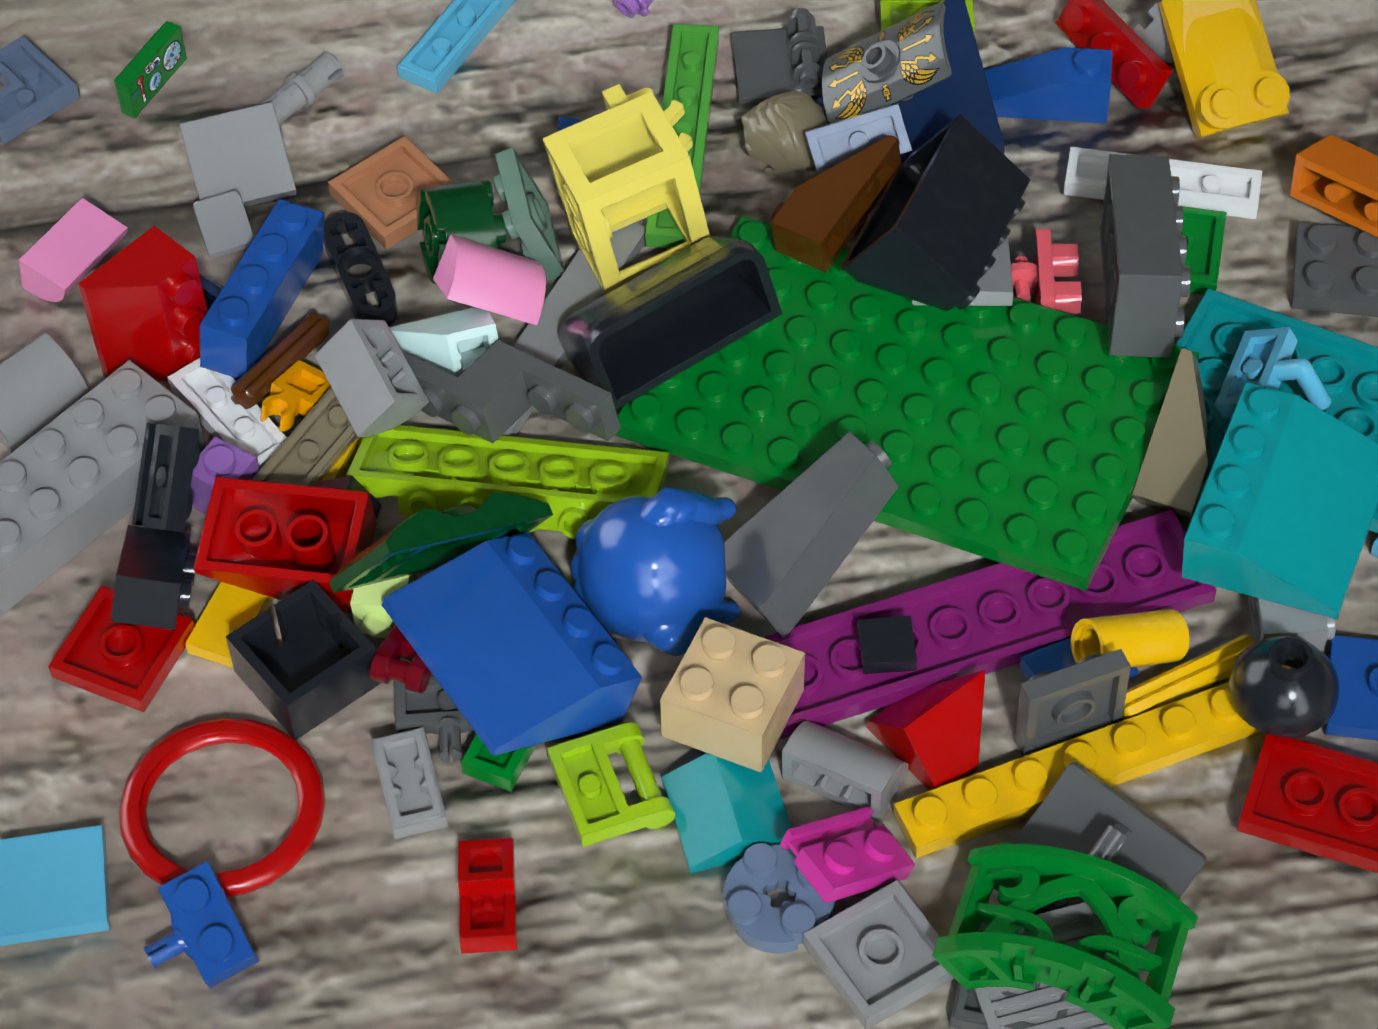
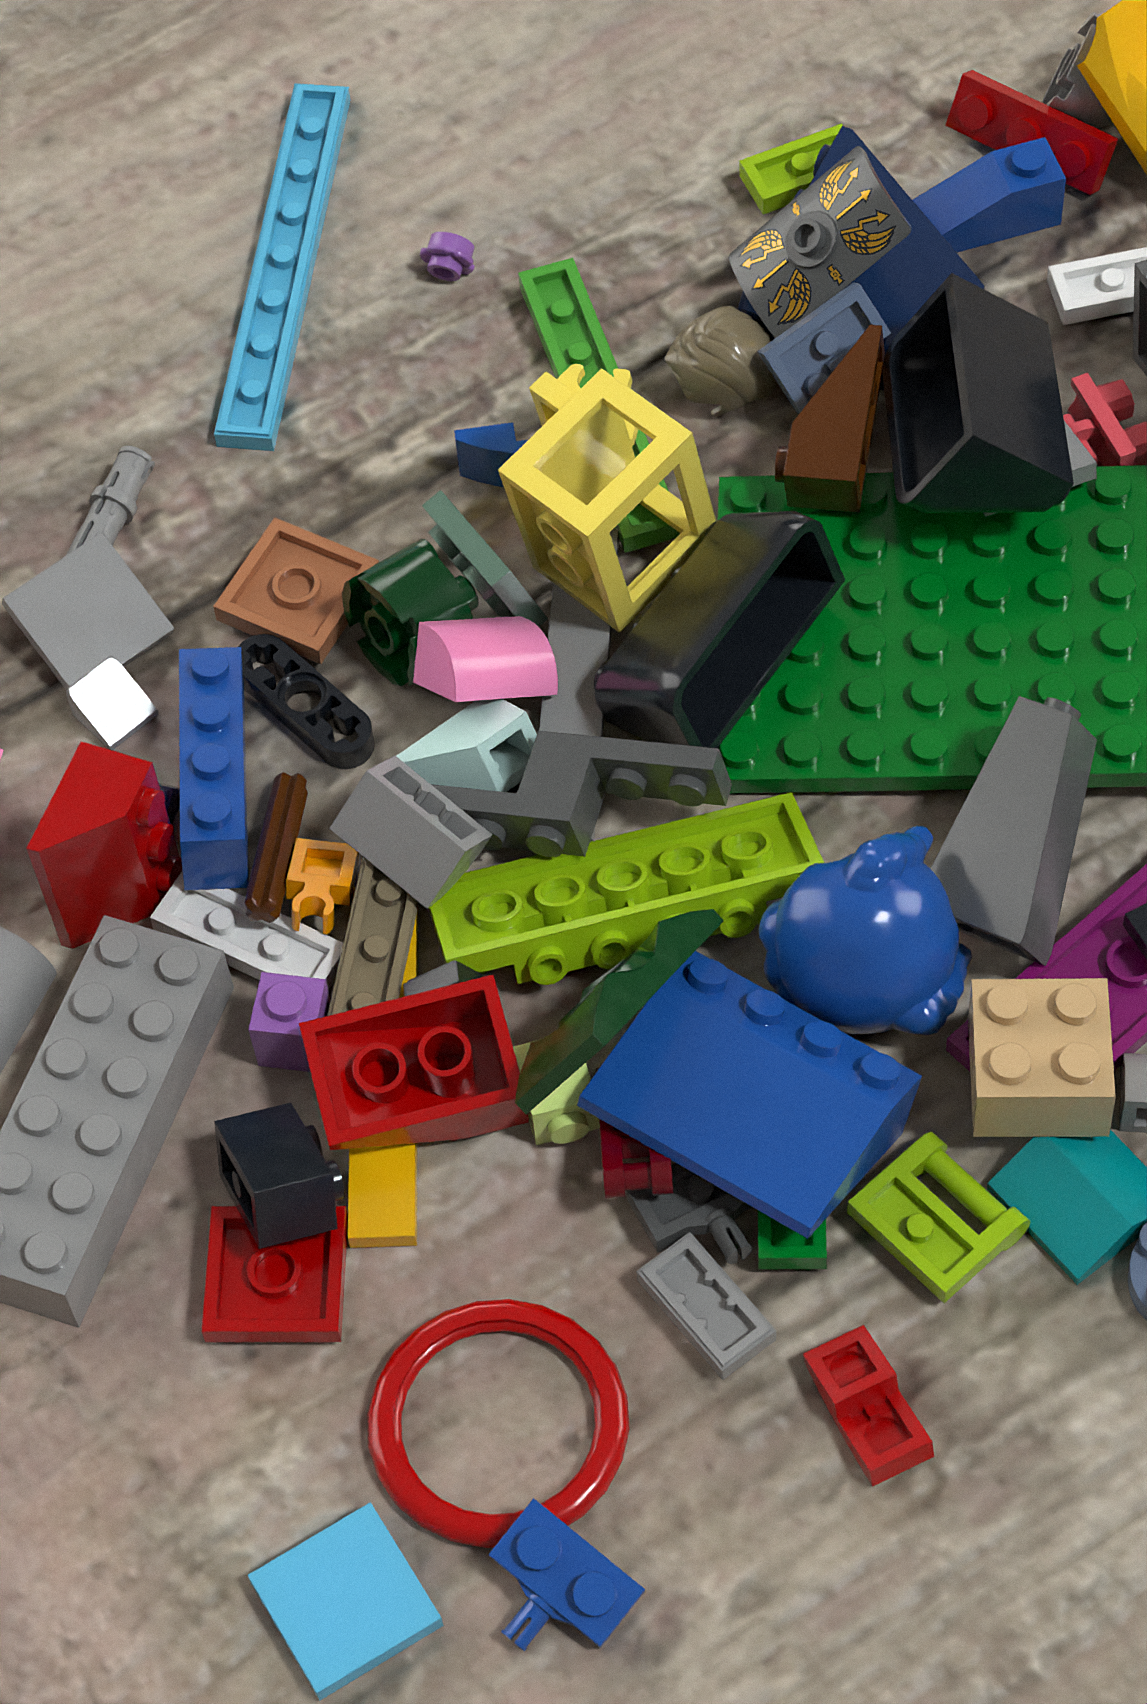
camera: 20 degrees left, 5 degrees up
(165, 477) = (232, 1045): black plate -> none
(310, 672) = (513, 1220): black piece -> none
(780, 59) = (663, 275): dark grey hinge -> none

